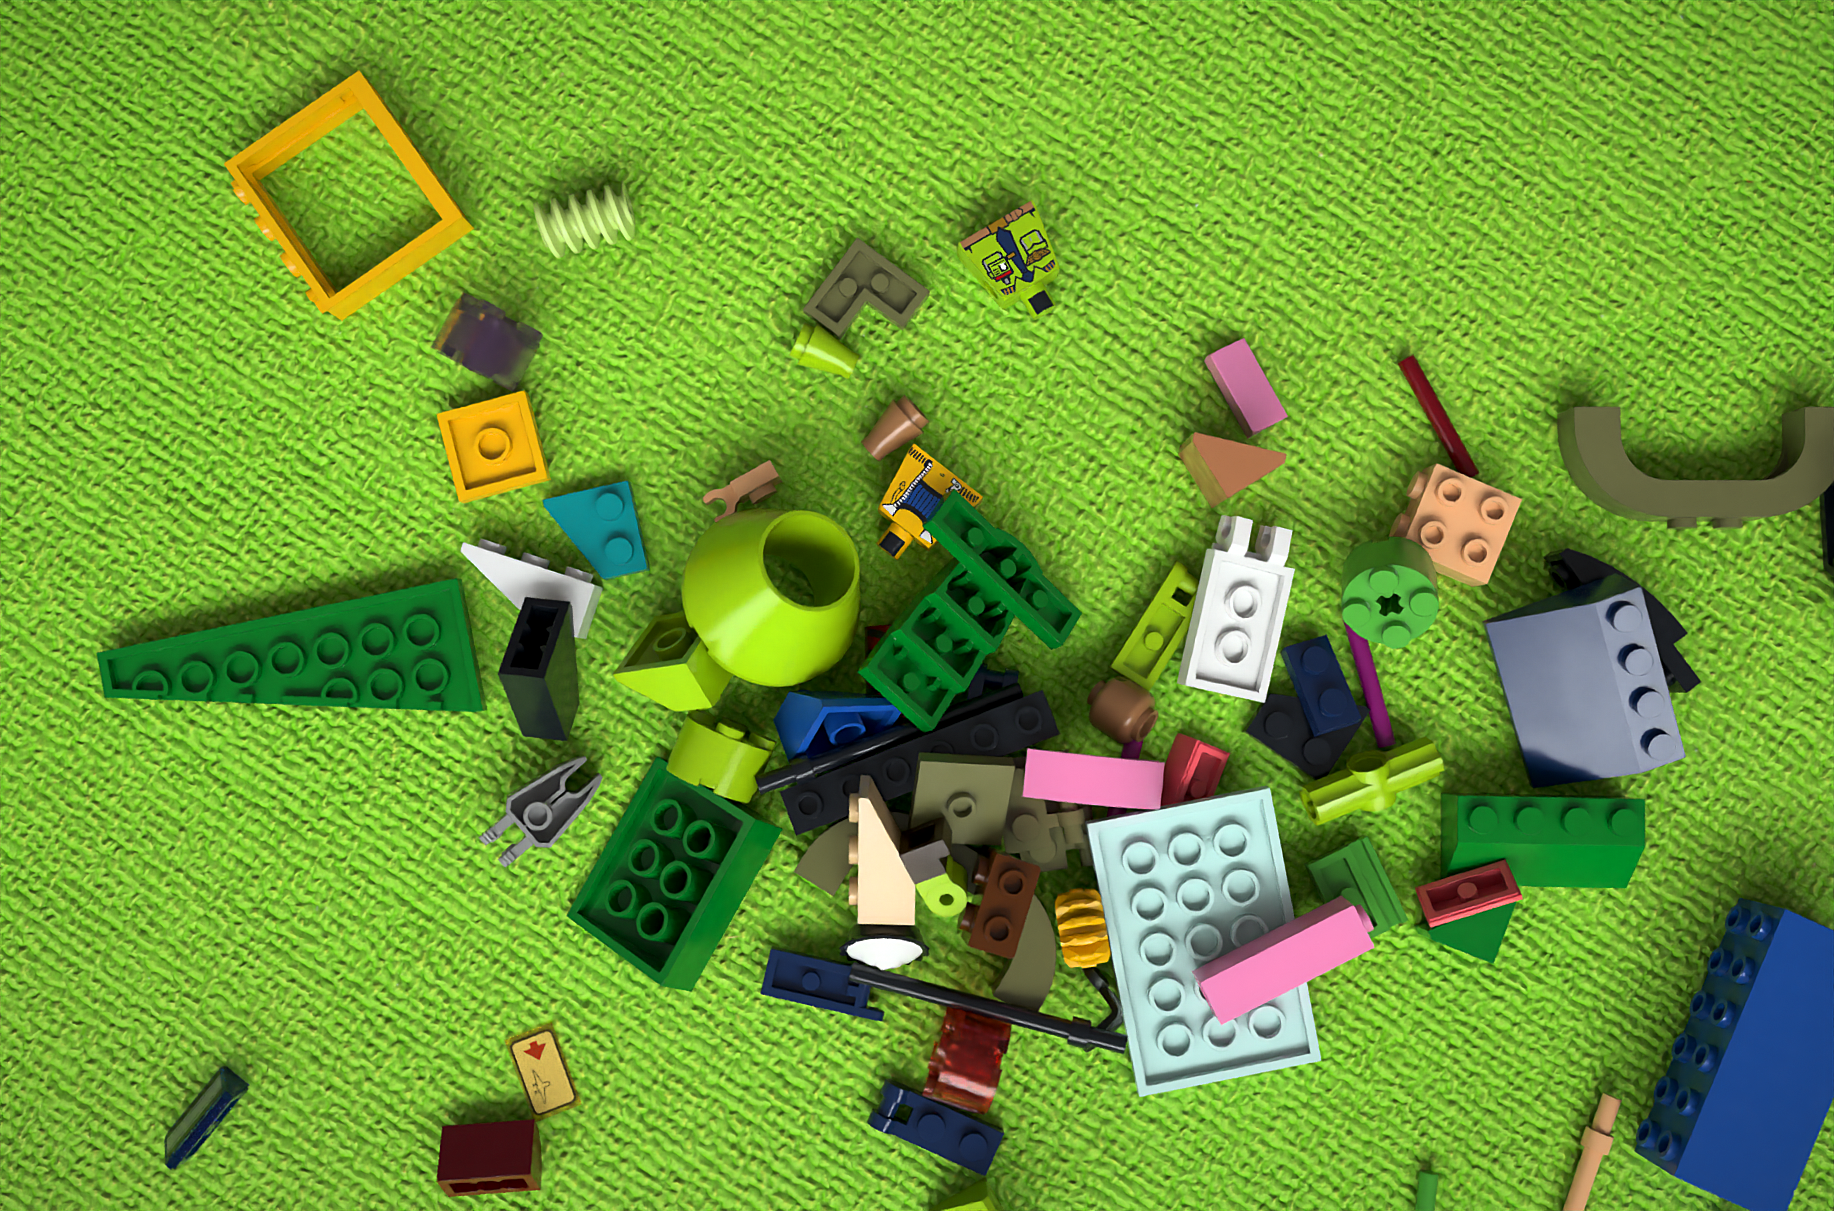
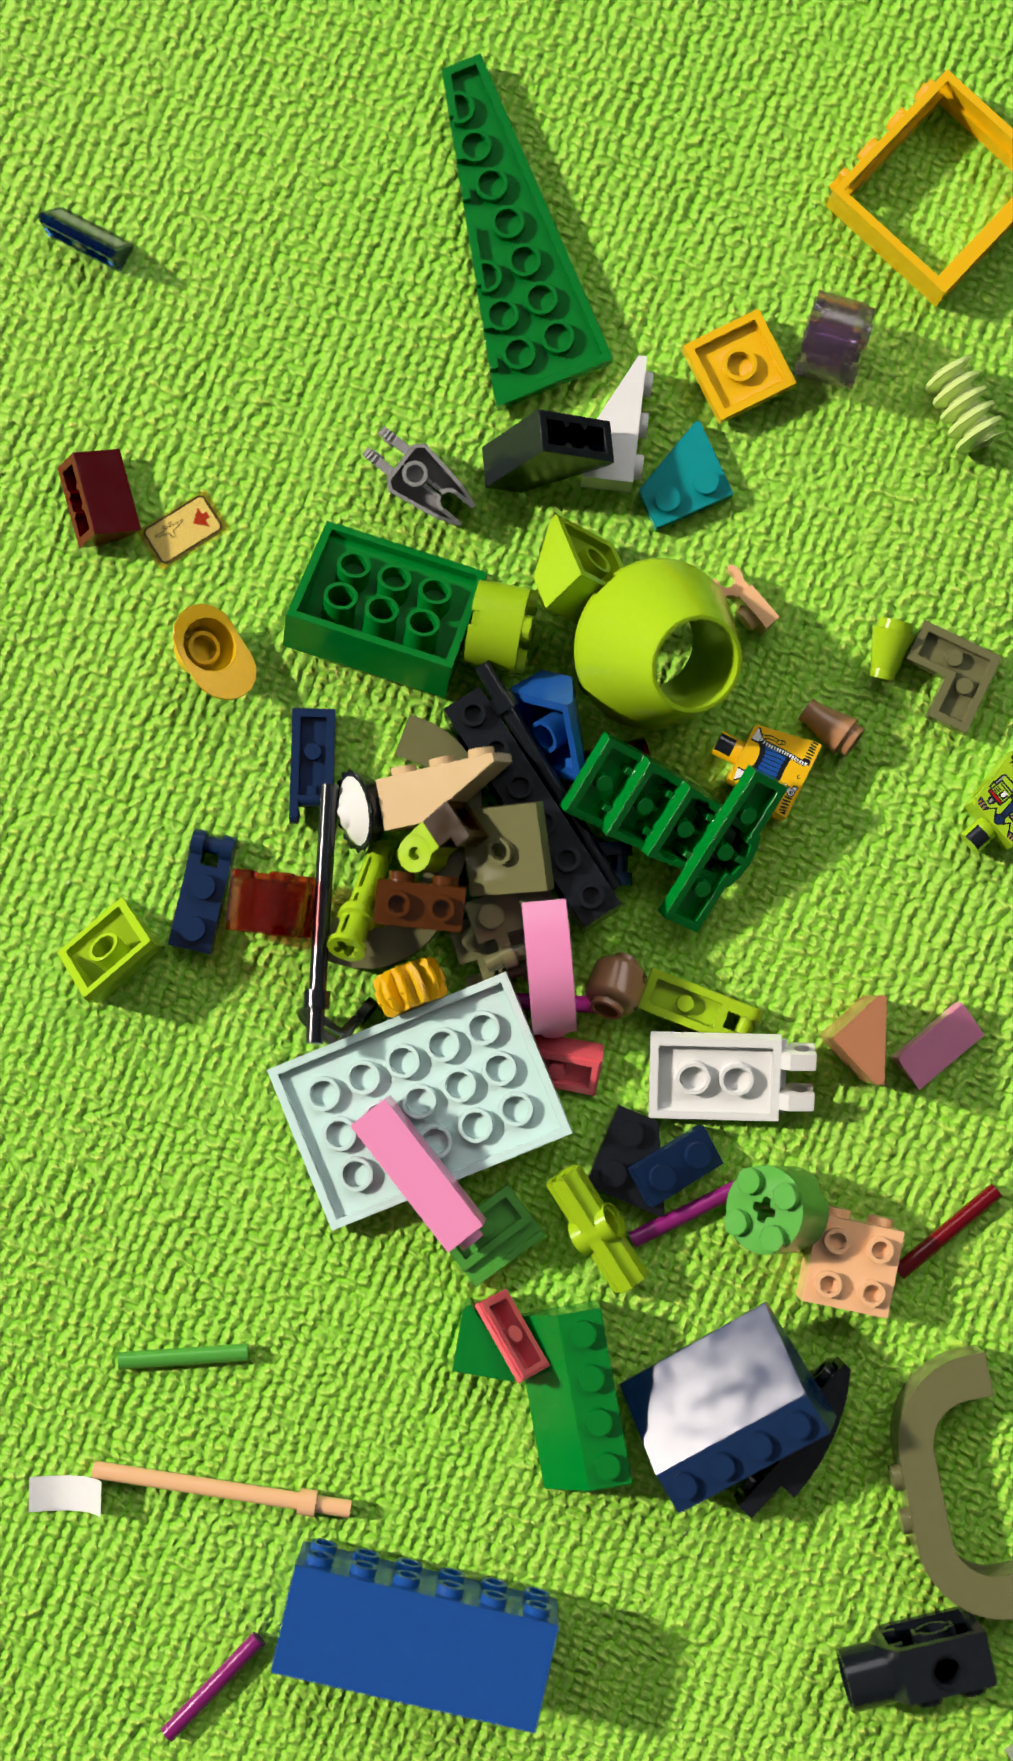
camera: 75 degrees right, 0 degrees up
(684, 1068) = (213, 652): none -> yellow piece
(996, 971) = (358, 913): none -> lime pin

